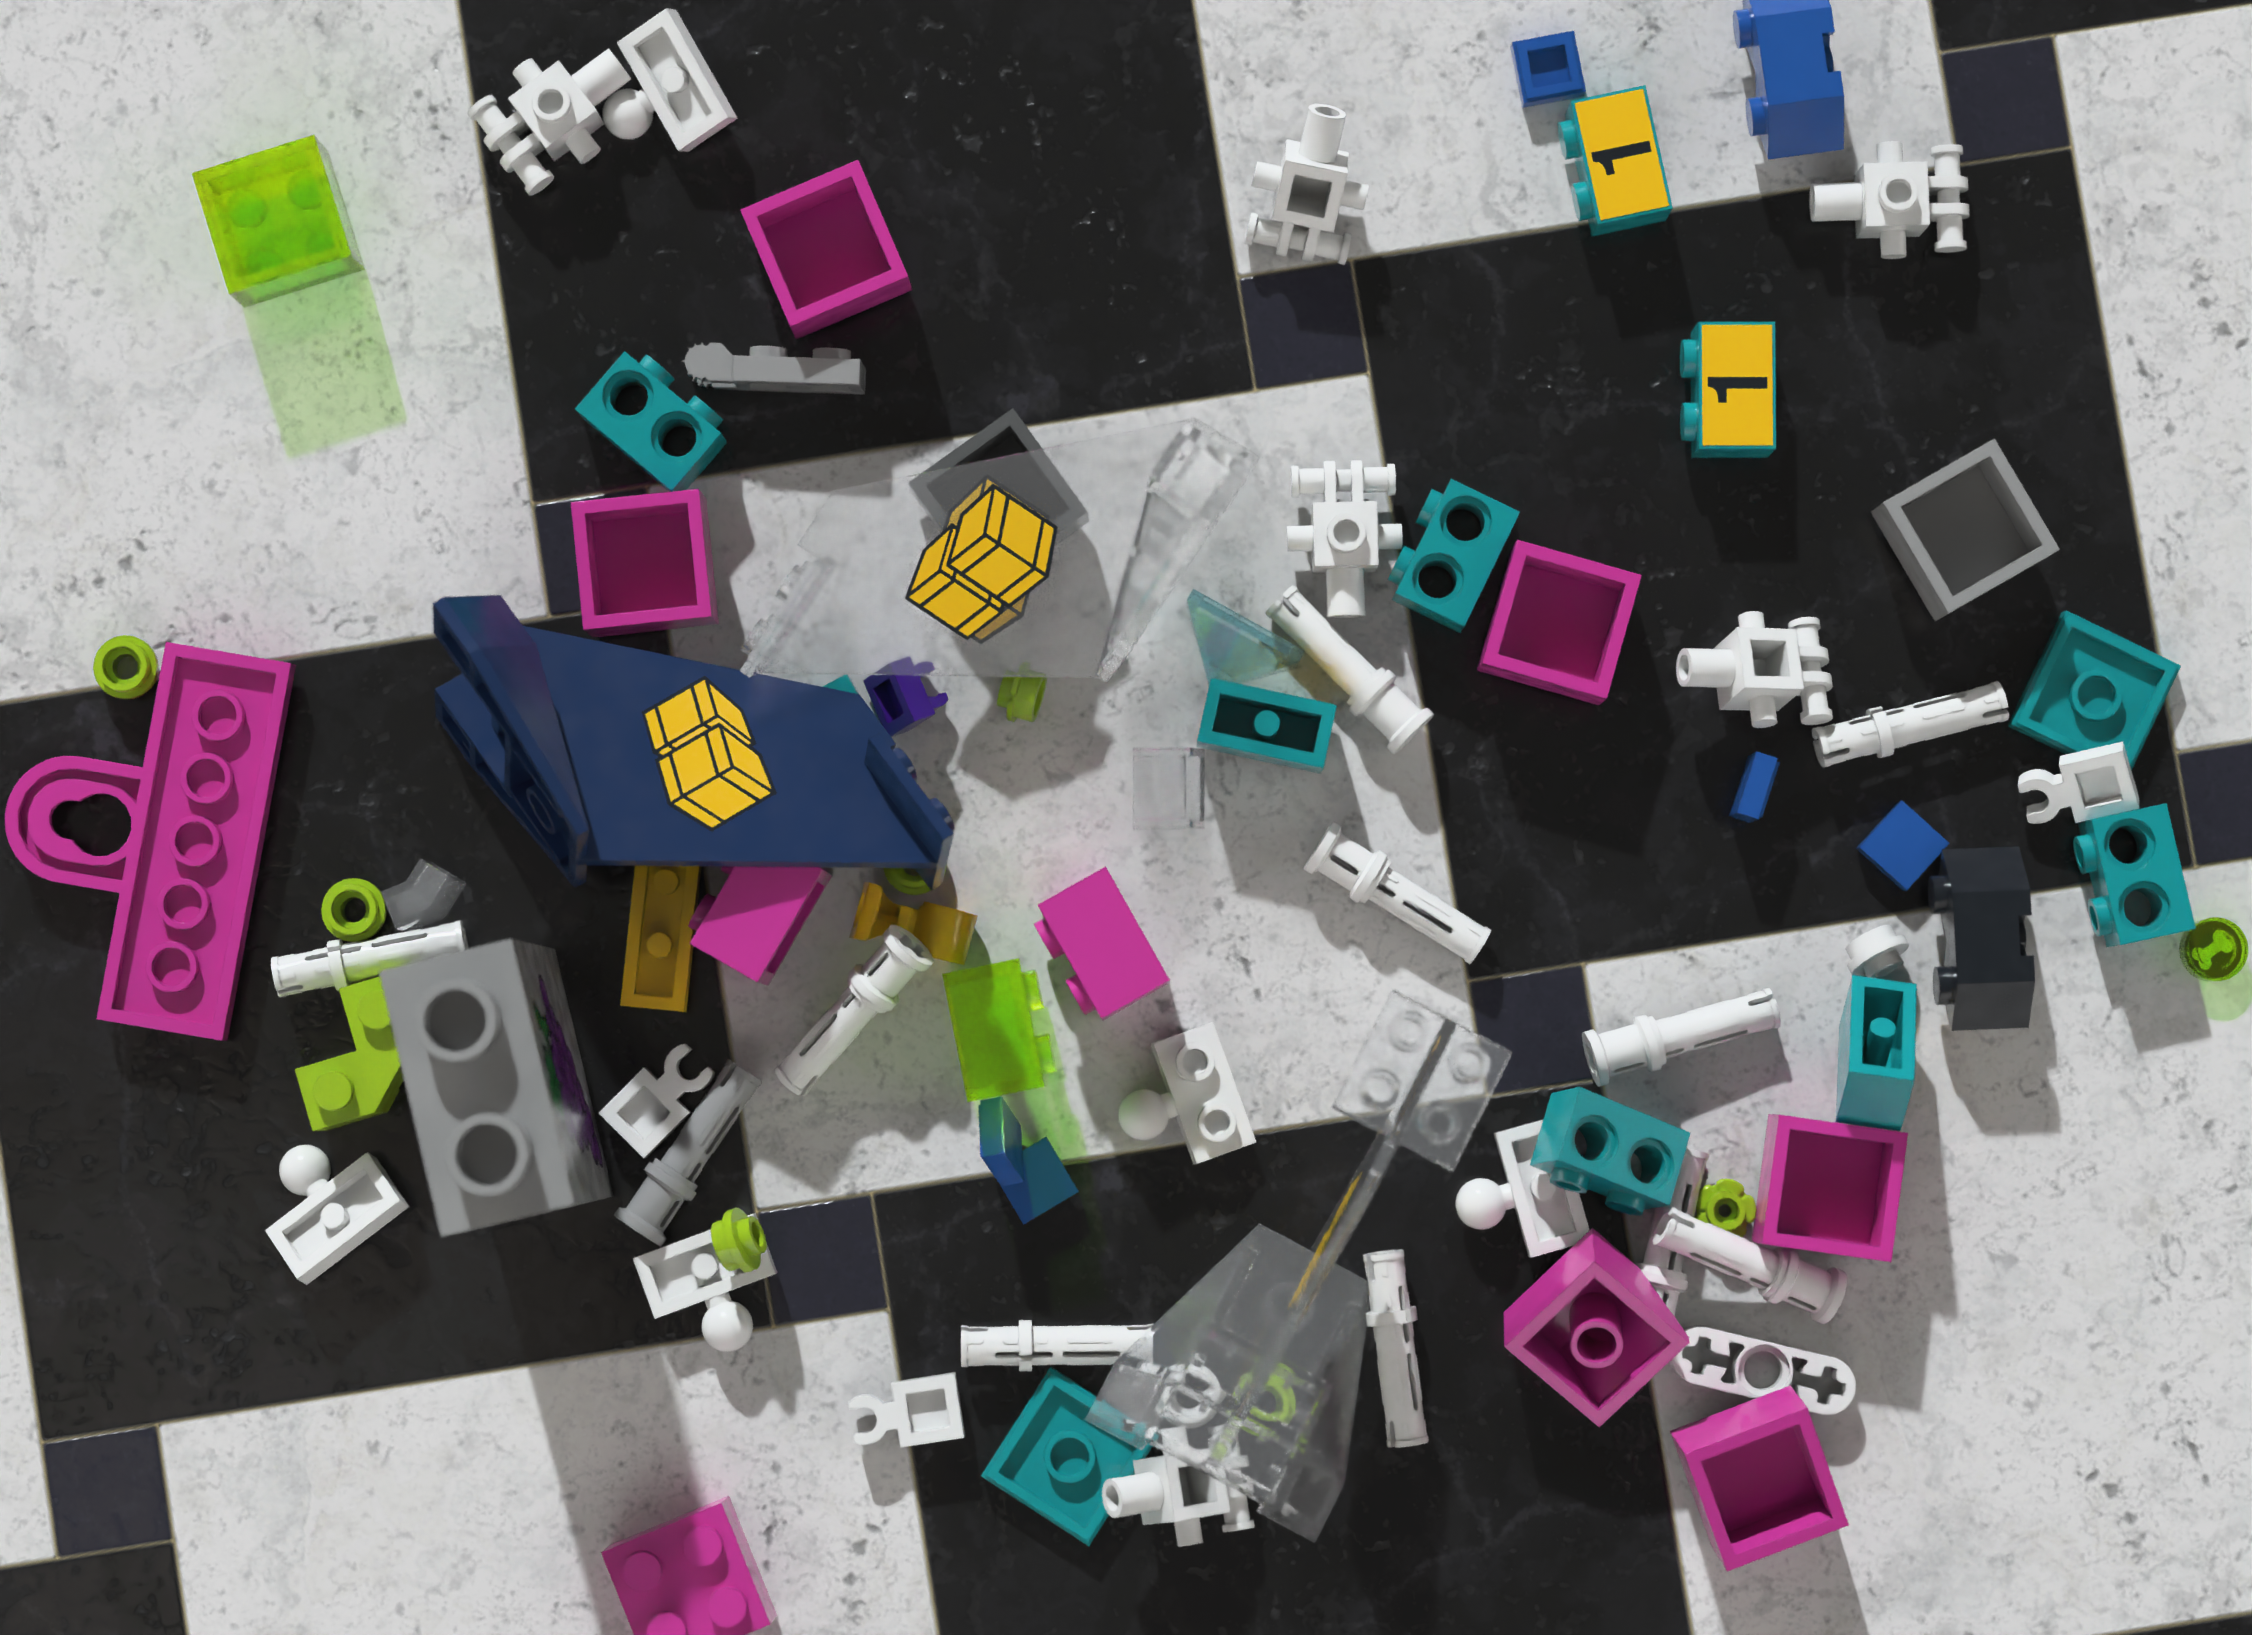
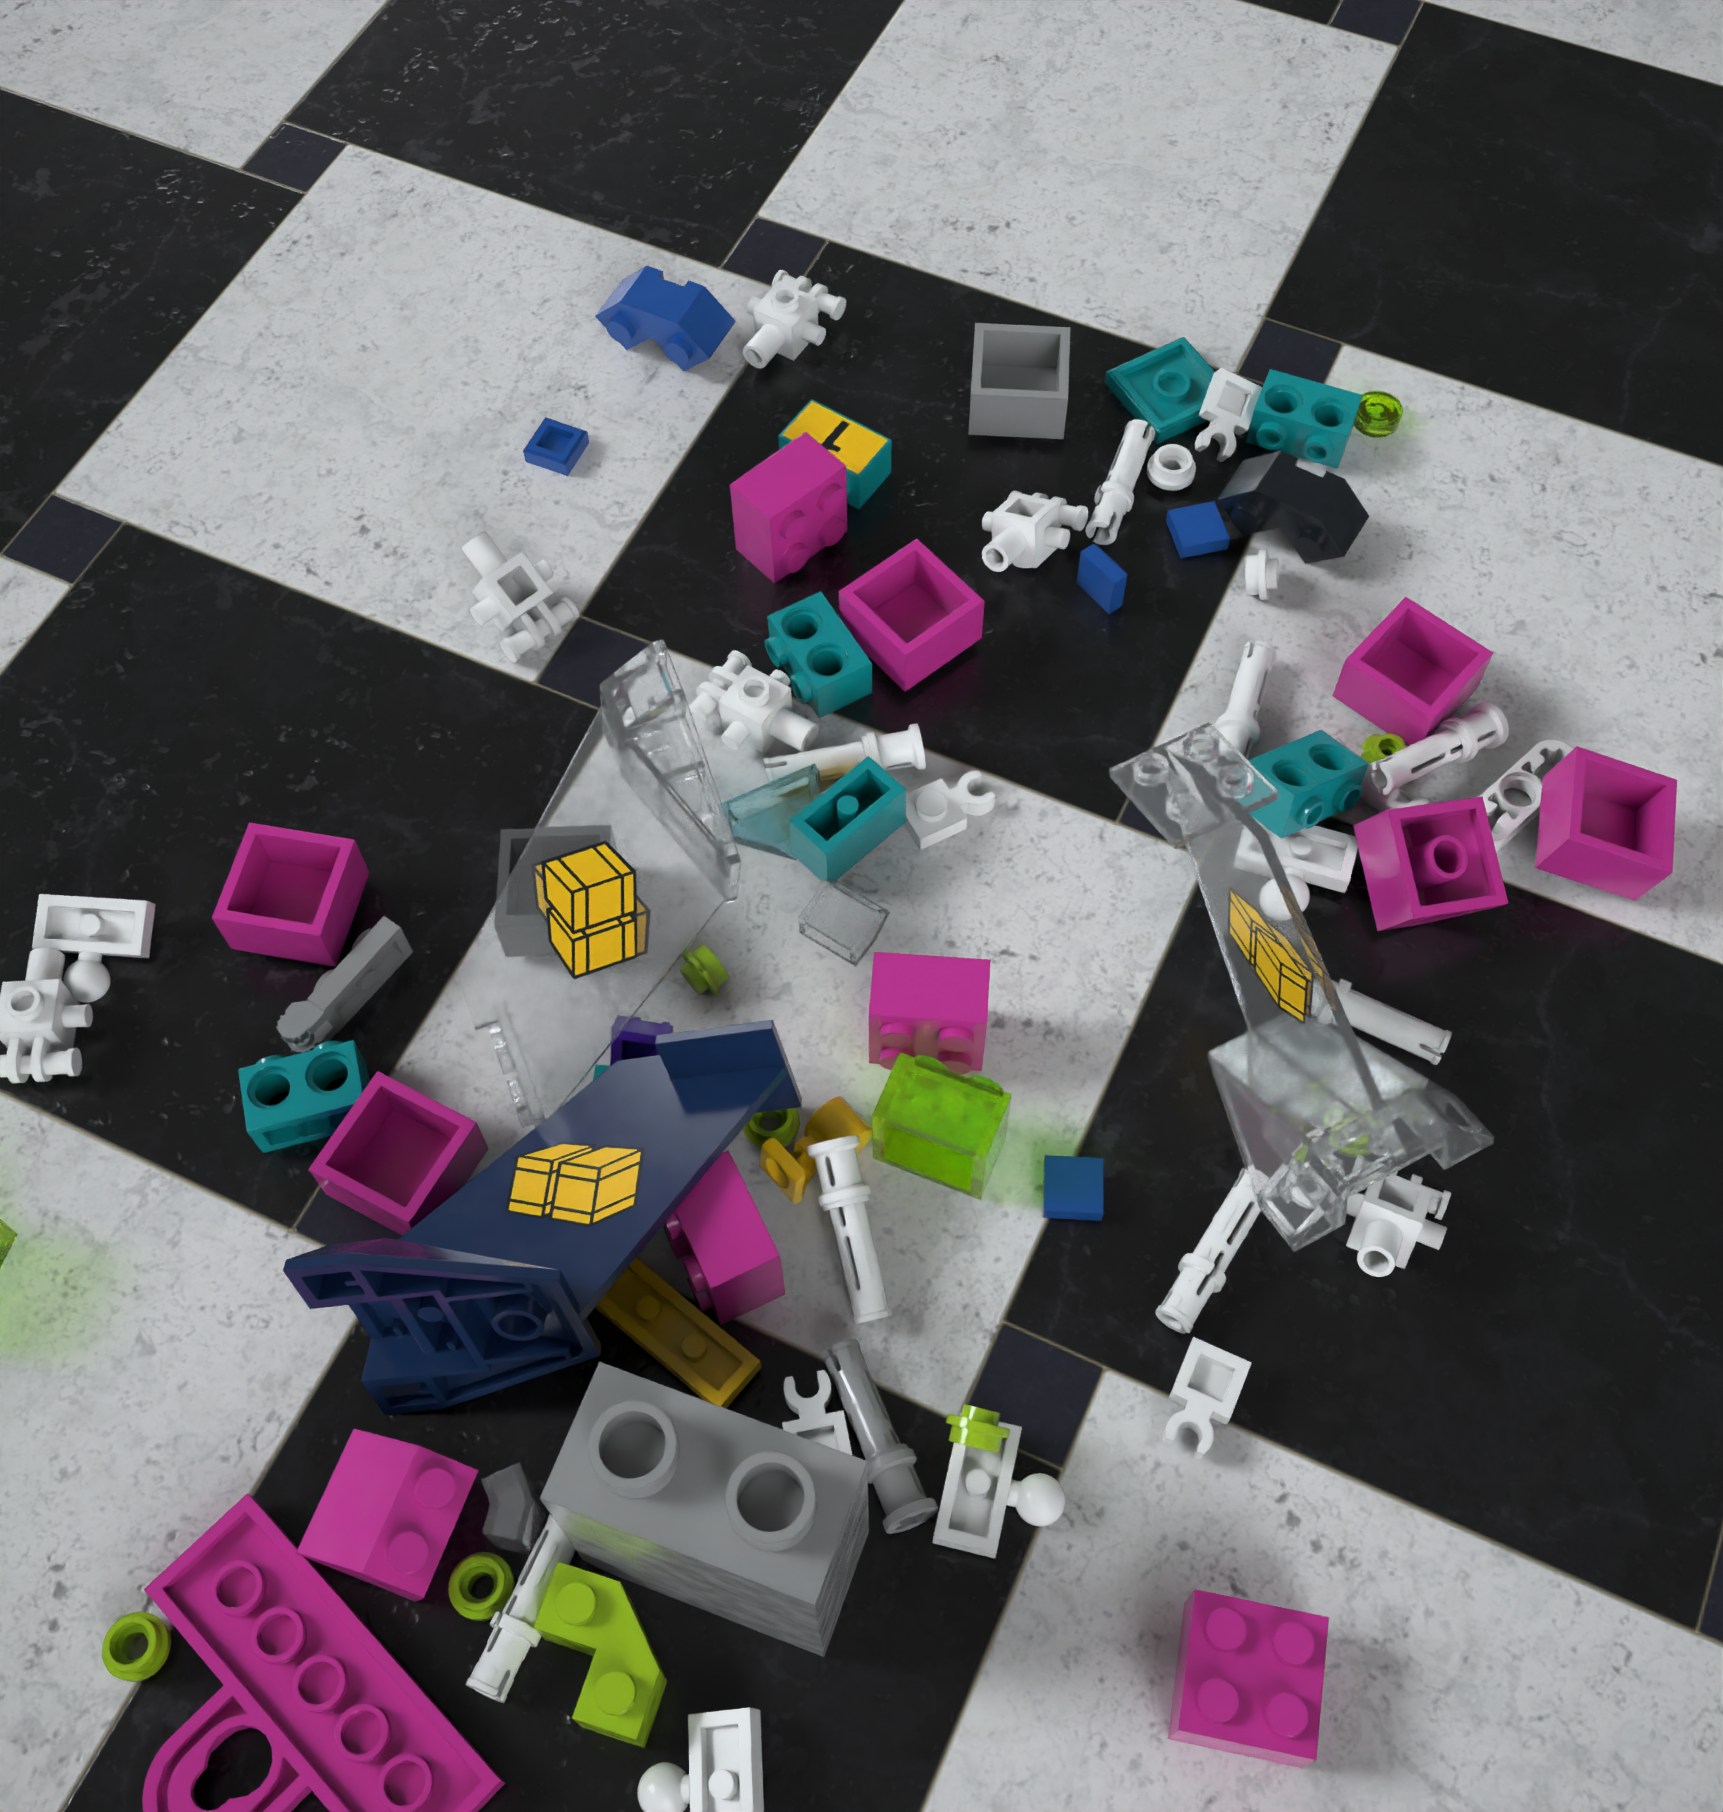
camera: 60 degrees left, 25 degrees down
(350, 796) = (388, 1513): none -> dark pink slope
(1001, 1141) = (1028, 1180): tile -> none
(1061, 1460) = (1311, 1302): teal tile -> none
(1198, 1095) = (1084, 1035): white plate -> none
(1354, 796) = (940, 812): none -> white plate
(1463, 937) = (1003, 829): white pin -> none
(1607, 406) = (790, 507): none -> dark pink piece
(1615, 161) = (643, 434): yellow brick -> none
(1876, 1053) = (1336, 592): teal brick -> none
(1989, 767) = (1171, 467): none -> white plate

